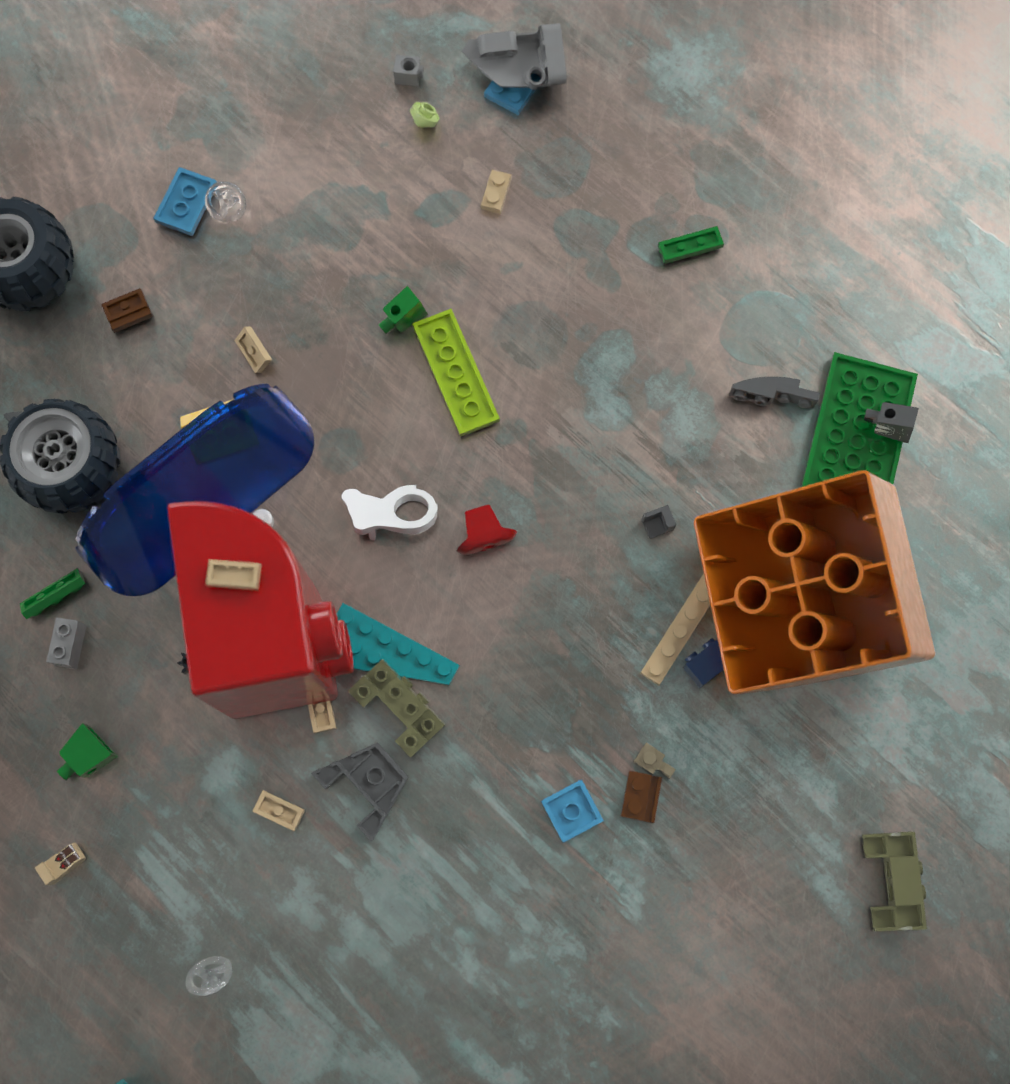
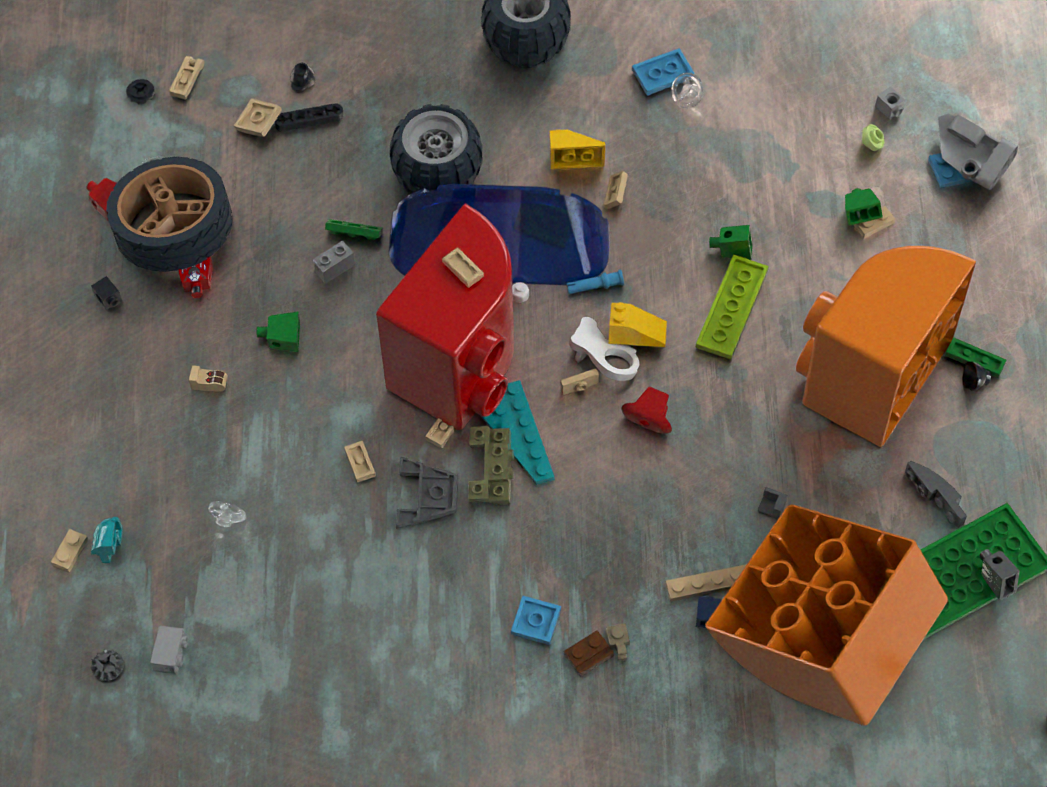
camera: 45 degrees right, 15 degrees down
(127, 310) = (561, 106): reddish brown plate -> none
(182, 344) = (575, 150): none -> yellow slope
(326, 444) = (604, 281): none -> dark azure pin
(396, 464) = (635, 326): none -> yellow slope
(397, 558) = (579, 382): none -> tan plate
(477, 185) = (862, 206): none -> green torso
(640, 296) = (882, 337): none -> orange piece
(707, 263) = (975, 376): none -> black piece

